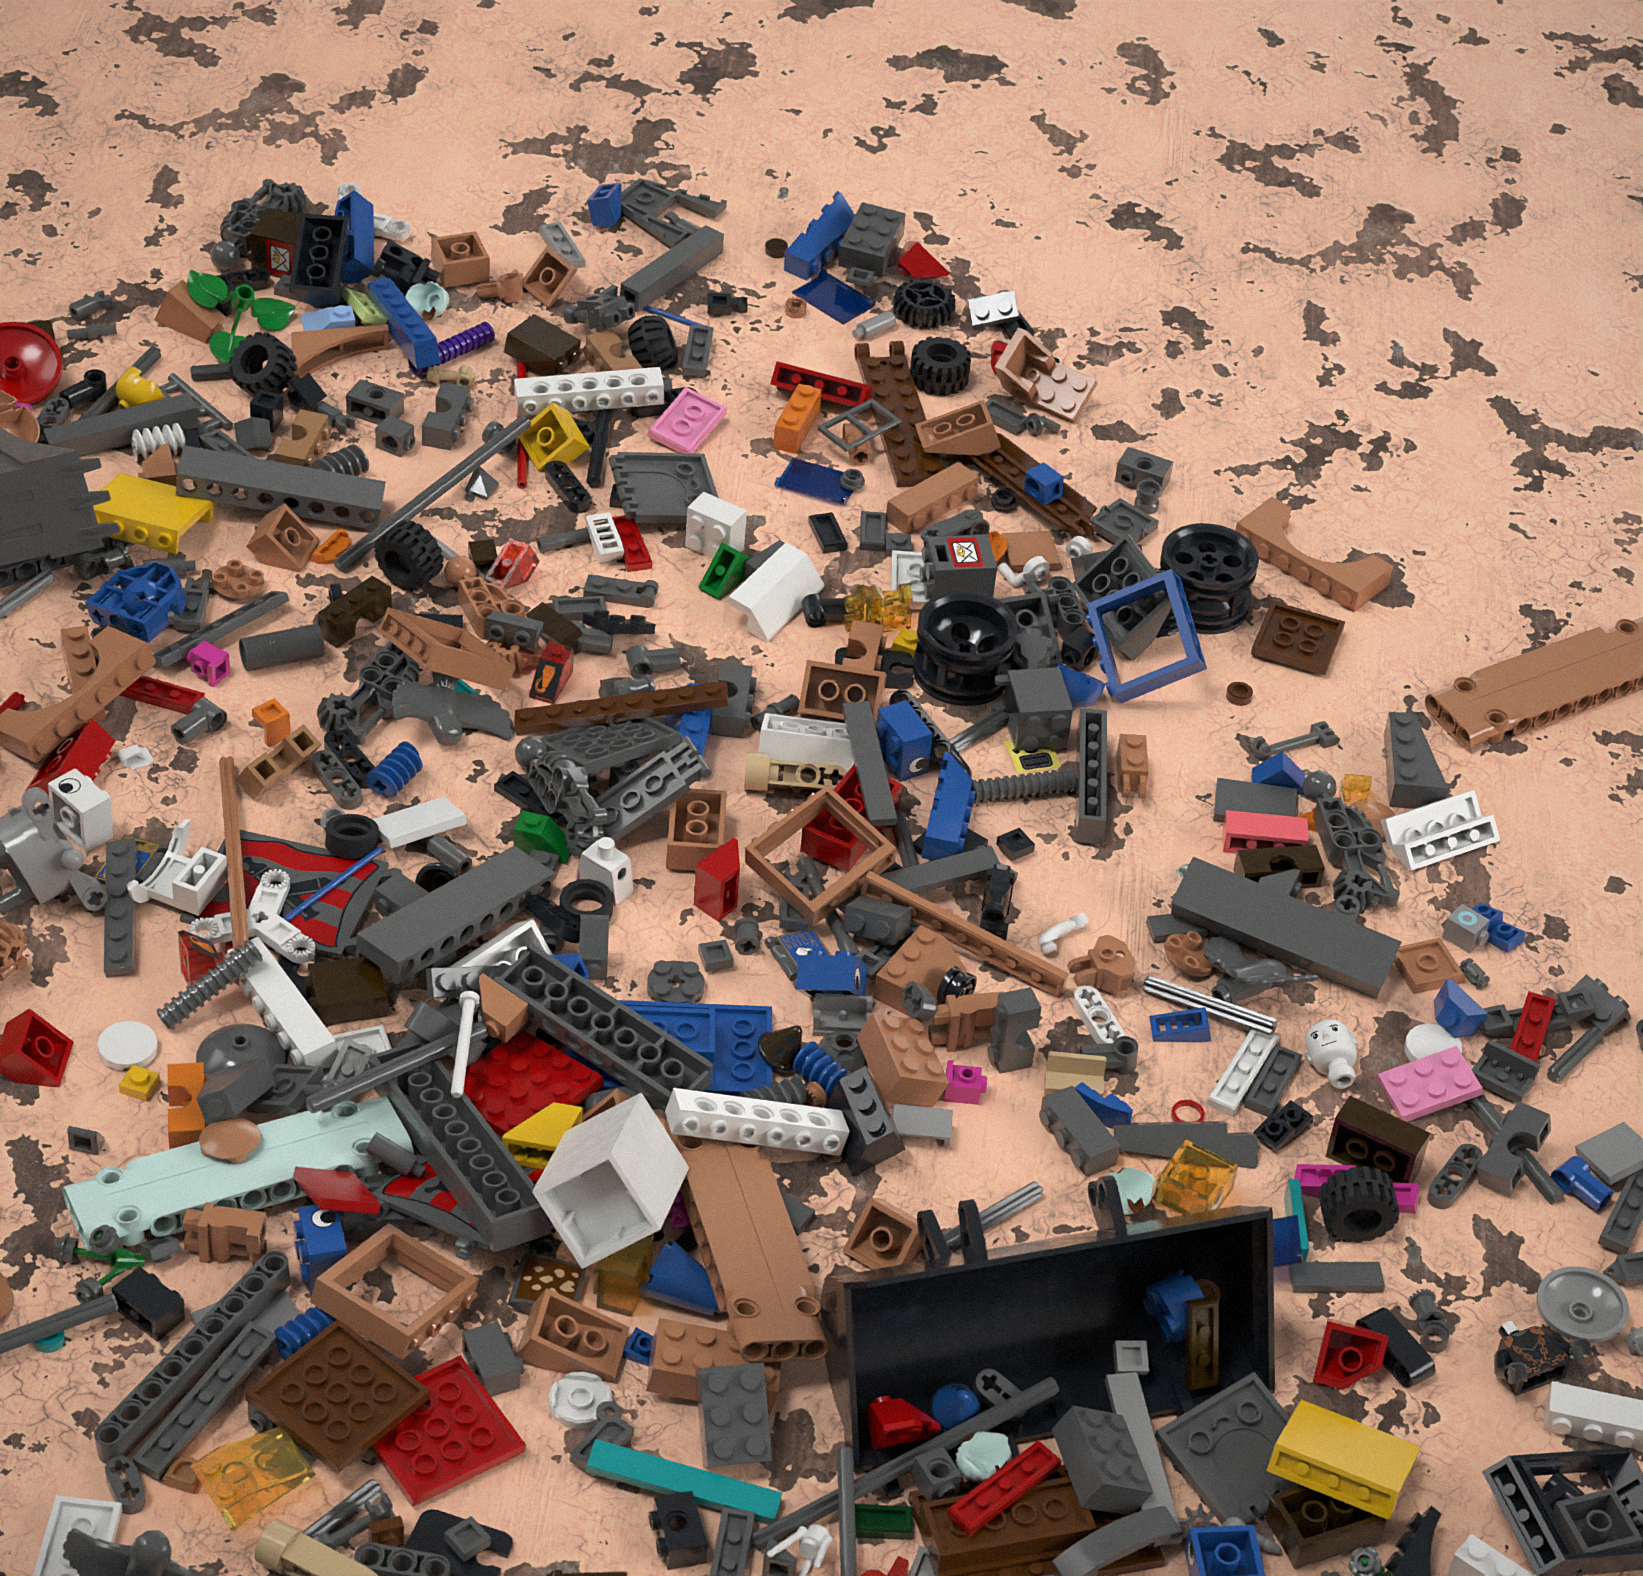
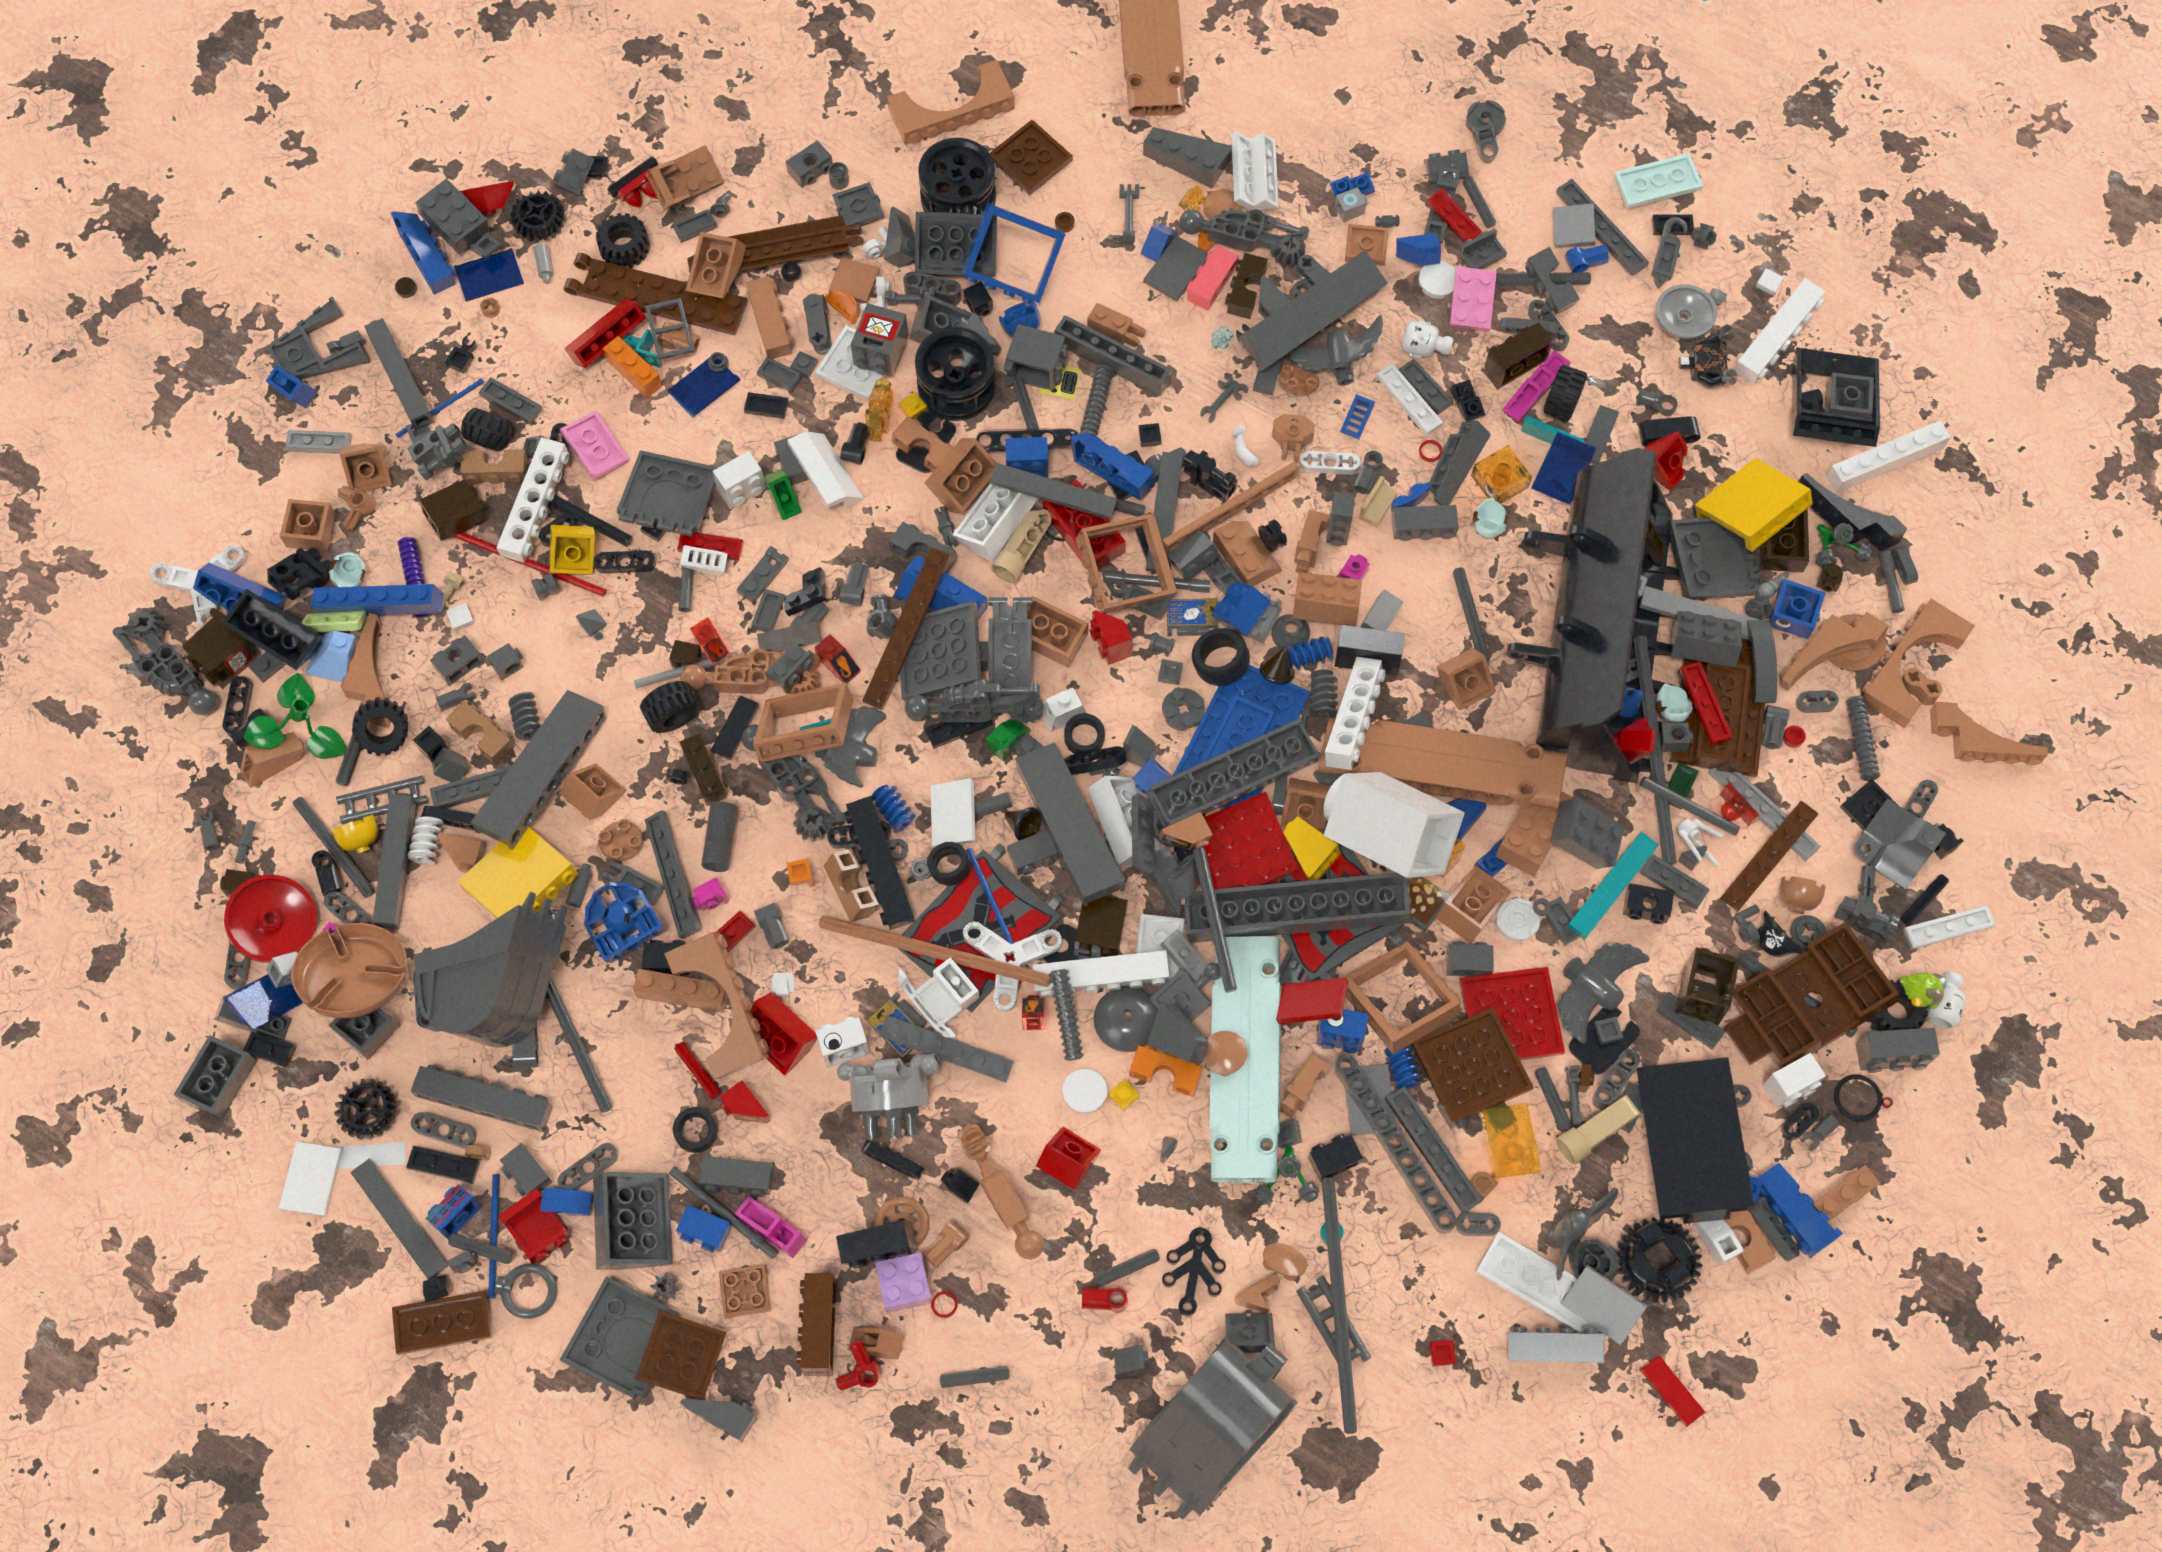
camera: 60 degrees left, 25 degrees up
(303, 392) = (423, 708): black brick -> none
(318, 777) = (880, 863): none -> black brick
(331, 548) = (613, 756): orange tile -> none
(394, 1155) = (1289, 952): dark grey cylinder -> none
(425, 394) = (460, 617): none -> white tile
(434, 491) = (594, 660): dark grey axle -> none
(444, 425) = (487, 602): dark grey arch -> none
(468, 1002) = (1181, 849): white bar -> none
(518, 1495) = (1595, 985): none -> dark grey animal
(759, 986) = (1216, 639): none -> black tyre
(815, 1095) = (1327, 664): nougat bush -> none
(825, 414) = (643, 346): none -> teal bracket
(918, 1001) = (1287, 565): dark grey beam -> none
(1043, 483) = (801, 237): blue brick -> none
(1133, 900) = (1229, 387): none -> dark grey bar
(1213, 1005) = (1350, 390): axle -> none
(1435, 1154) = (1516, 325): none -> dark grey beam

